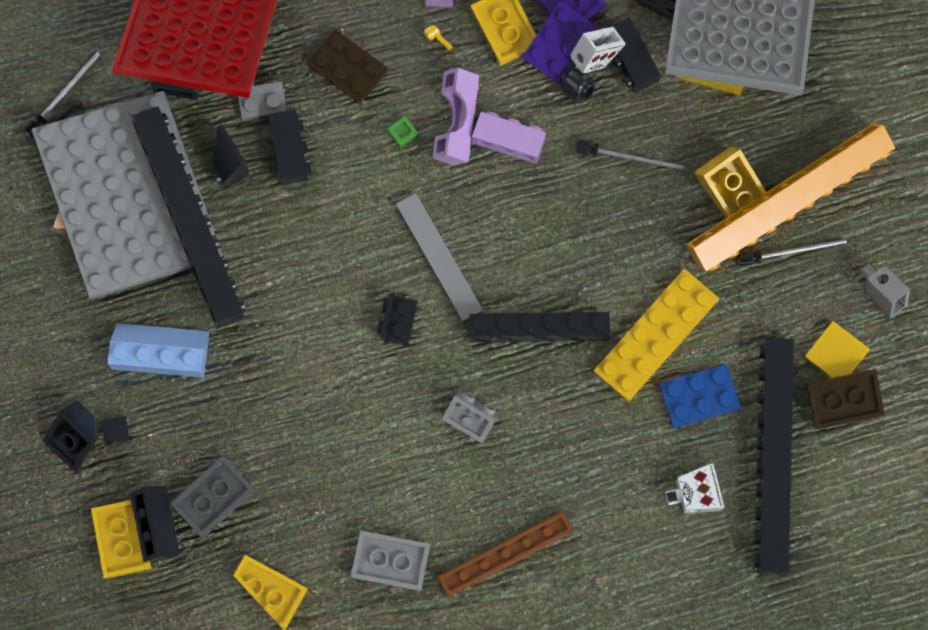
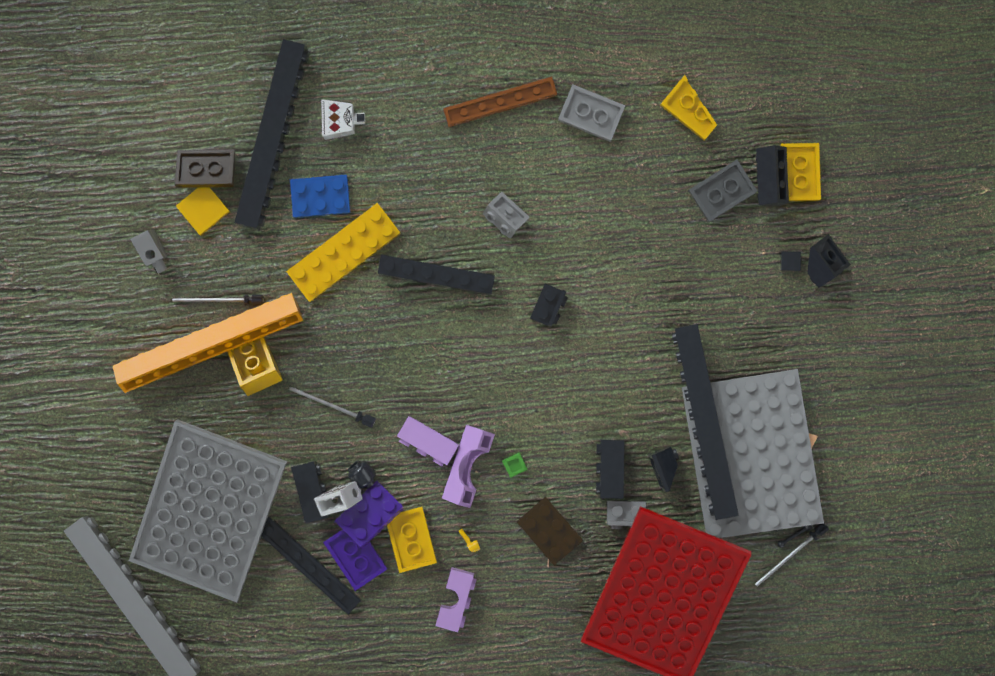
camera: 170 degrees left, 10 degrees up
(158, 350) = (746, 319): light blue slope -> none
(439, 257) = (505, 351): light grey tile -> none

